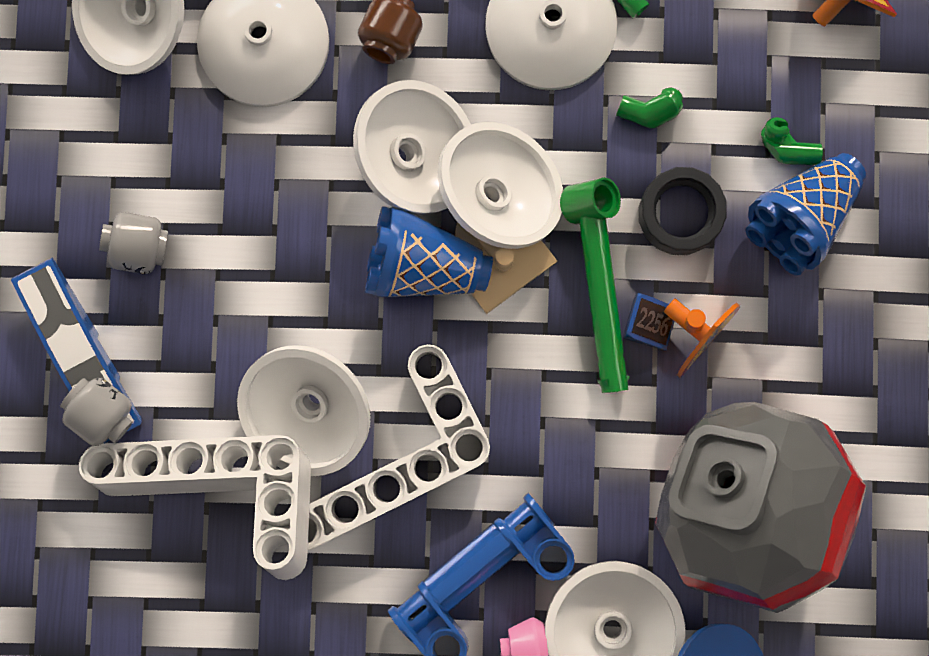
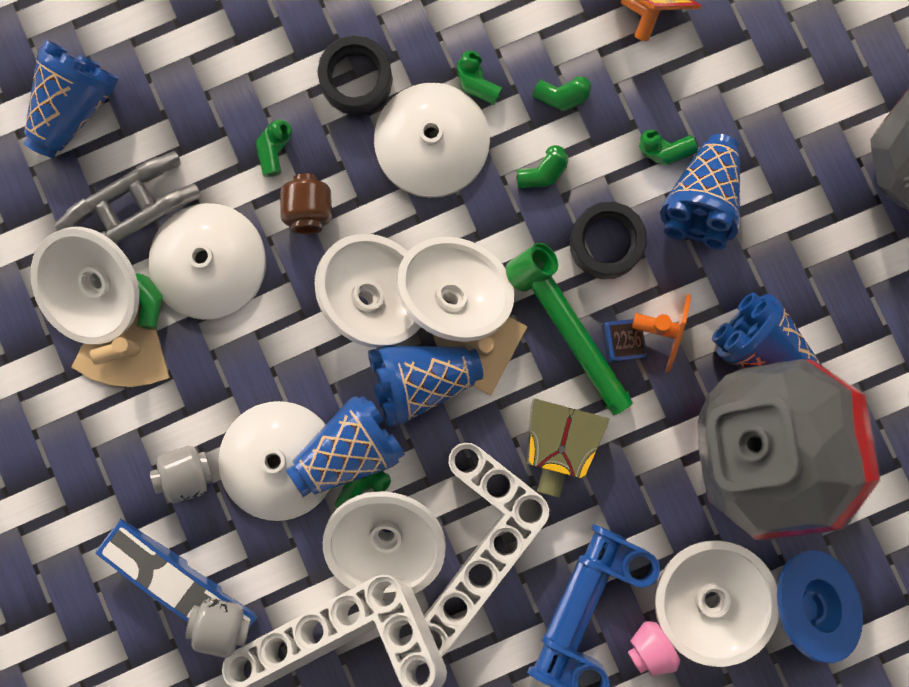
camera: 25 degrees left, 0 degrees up
(136, 101) = (125, 361): none -> tan shield
(185, 55) = (150, 302): none -> green arm
(262, 295) = (243, 457): none -> white dish
(310, 295) = (345, 450): none -> blue cone
(315, 336) = (378, 482): none -> green arm
(534, 394) = (562, 443): none -> olive torso
(709, 43) = (565, 96): none -> green arm
(794, 380) = (761, 335): none -> blue cone

